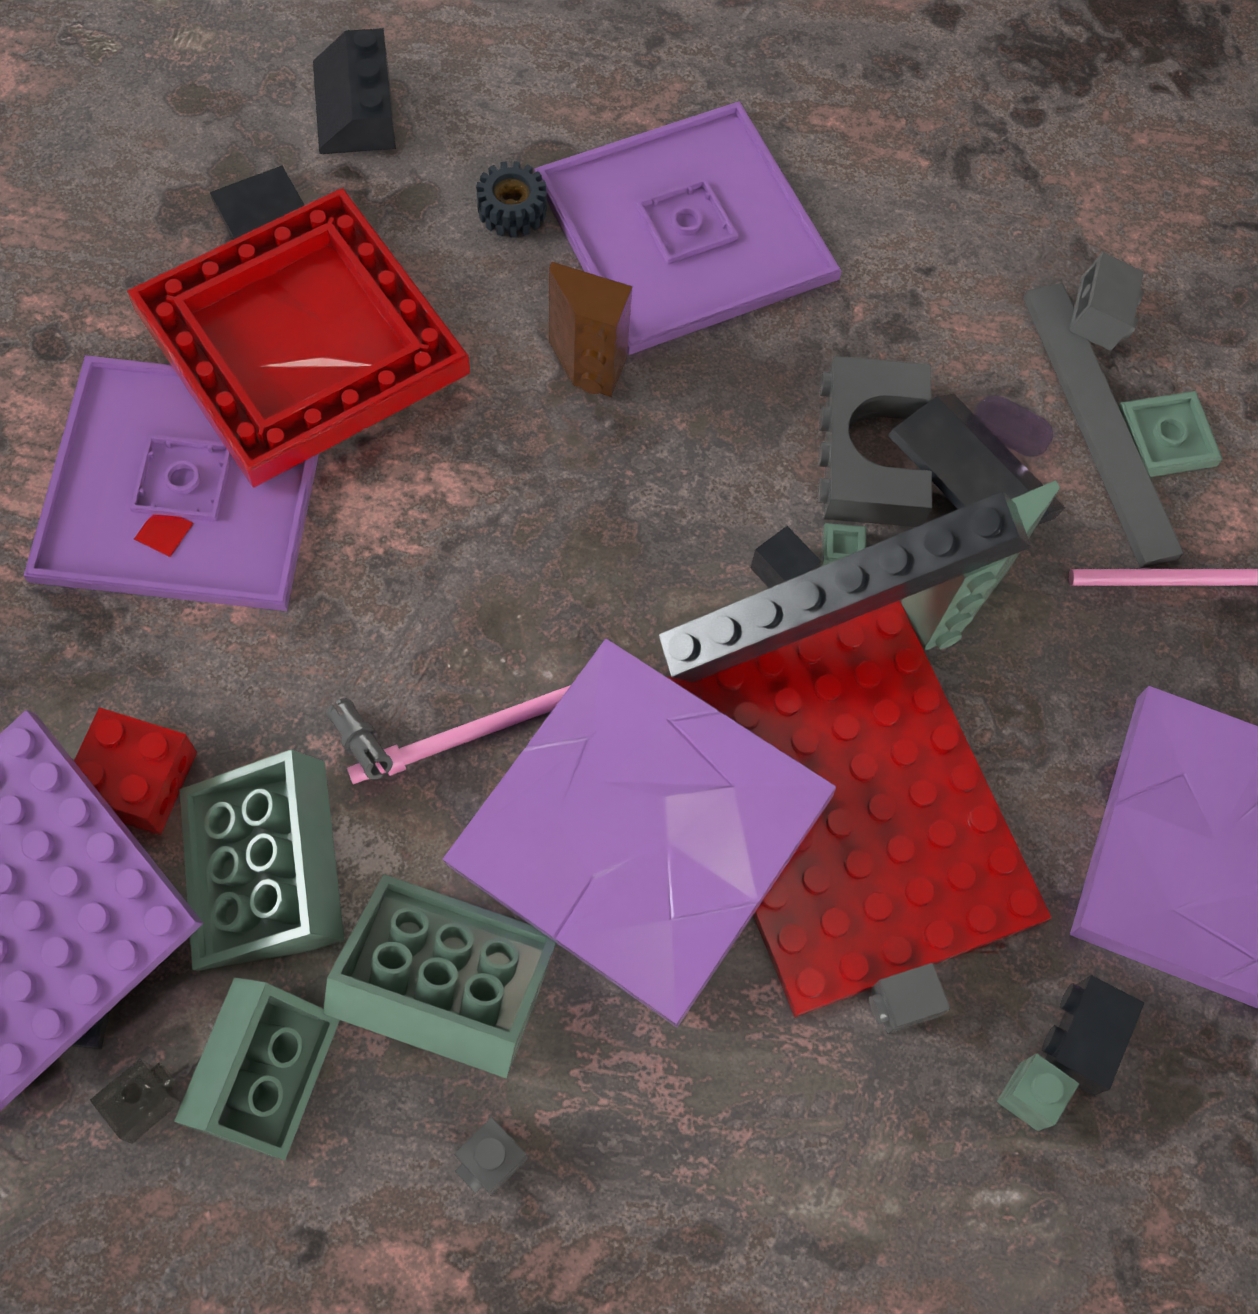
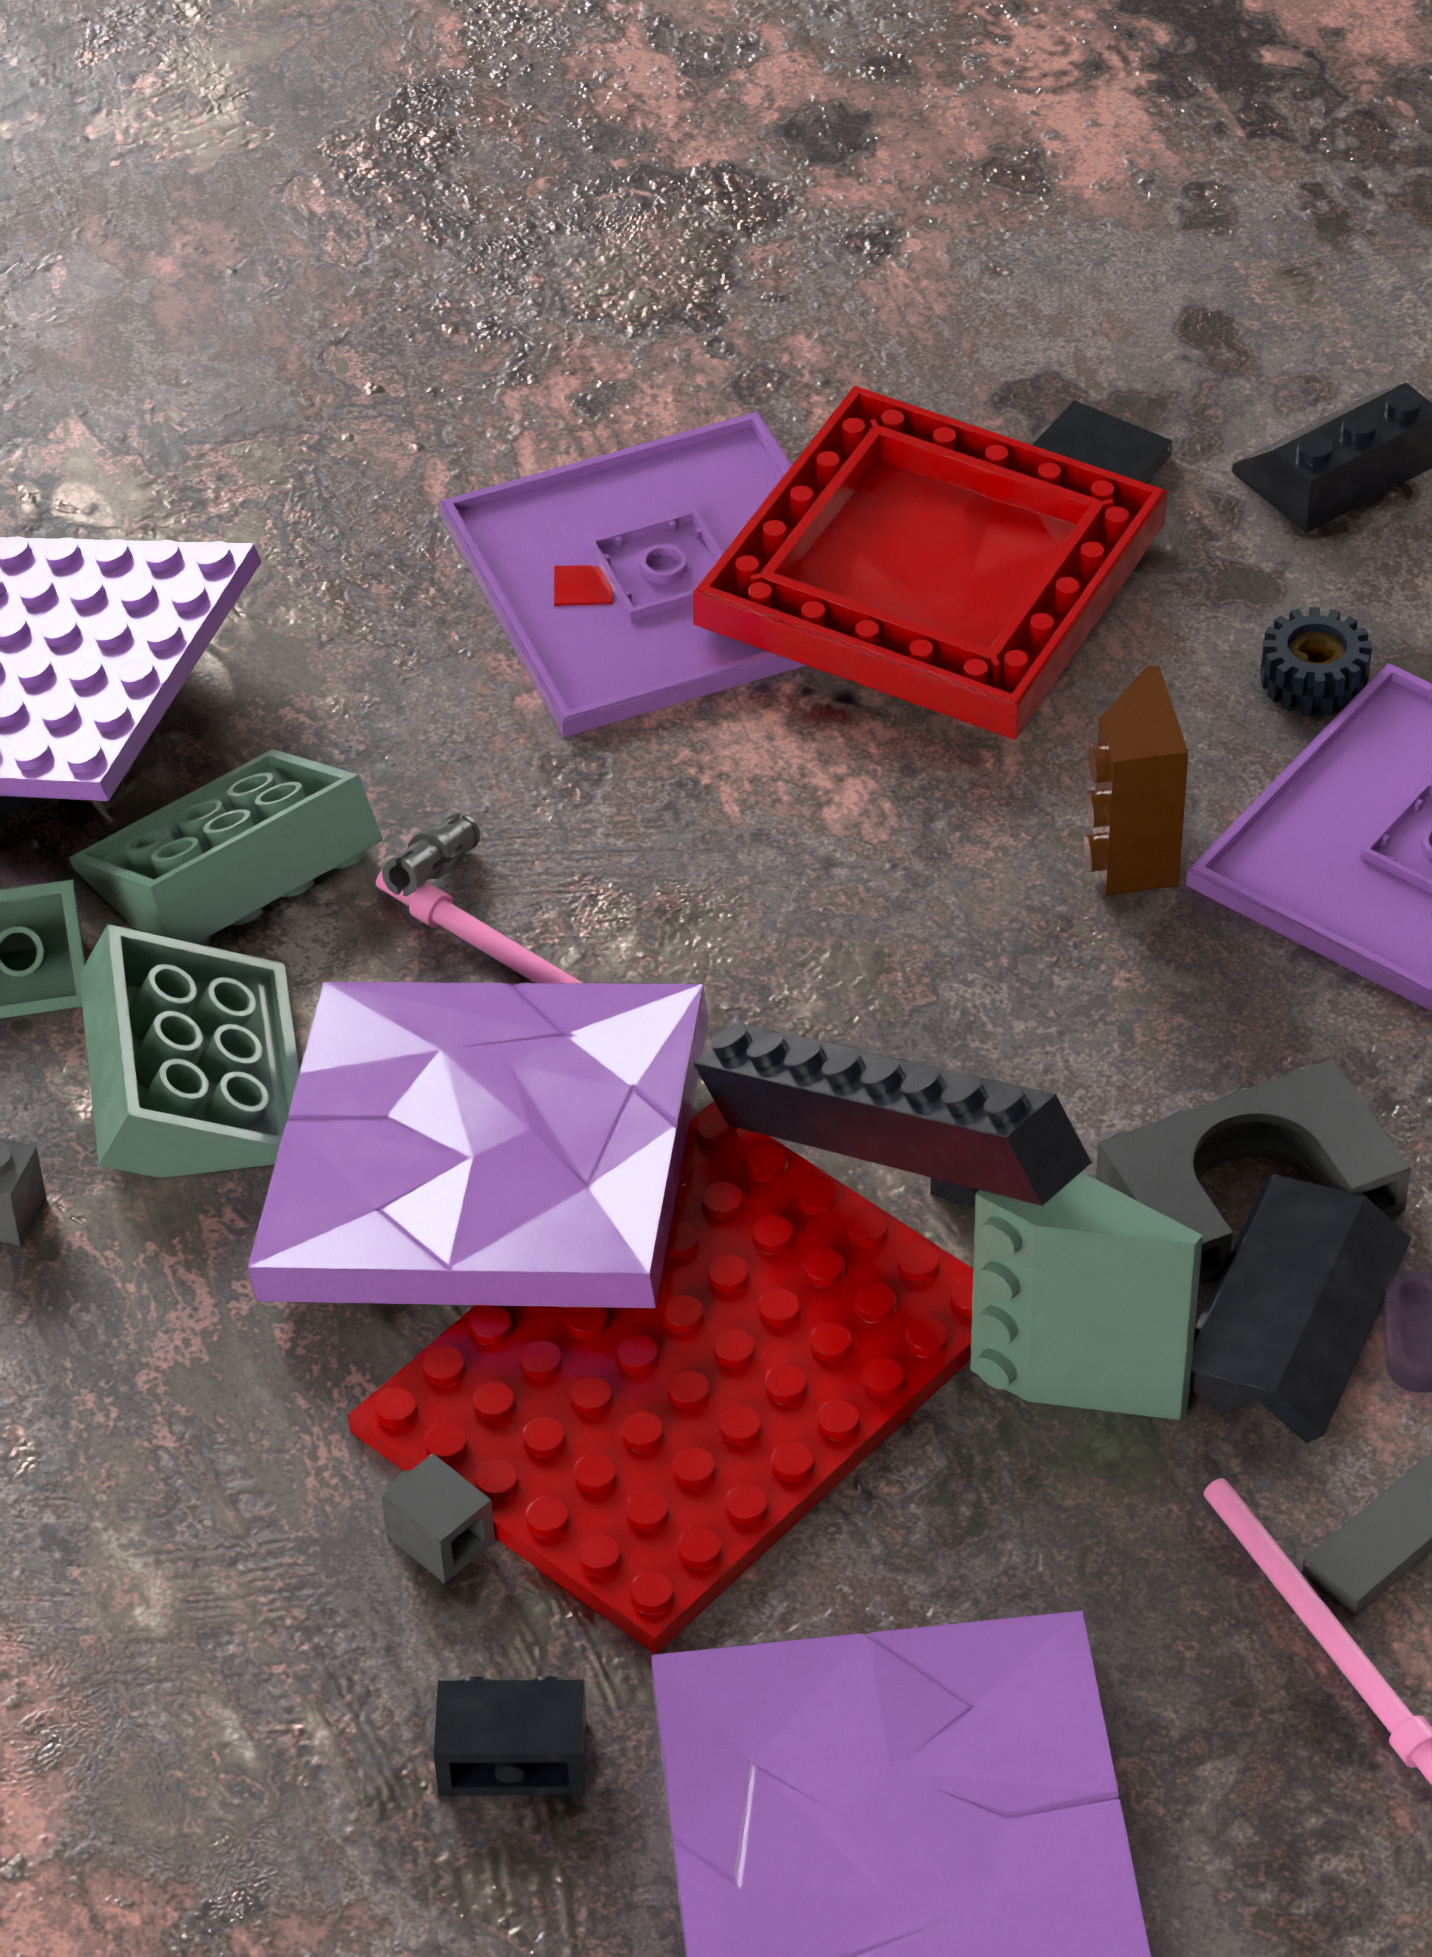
camera: 70 degrees right, 20 degrees down
(136, 767) = (262, 690): red piece -> none
(1038, 1092) = (390, 1696): sand green brick -> none

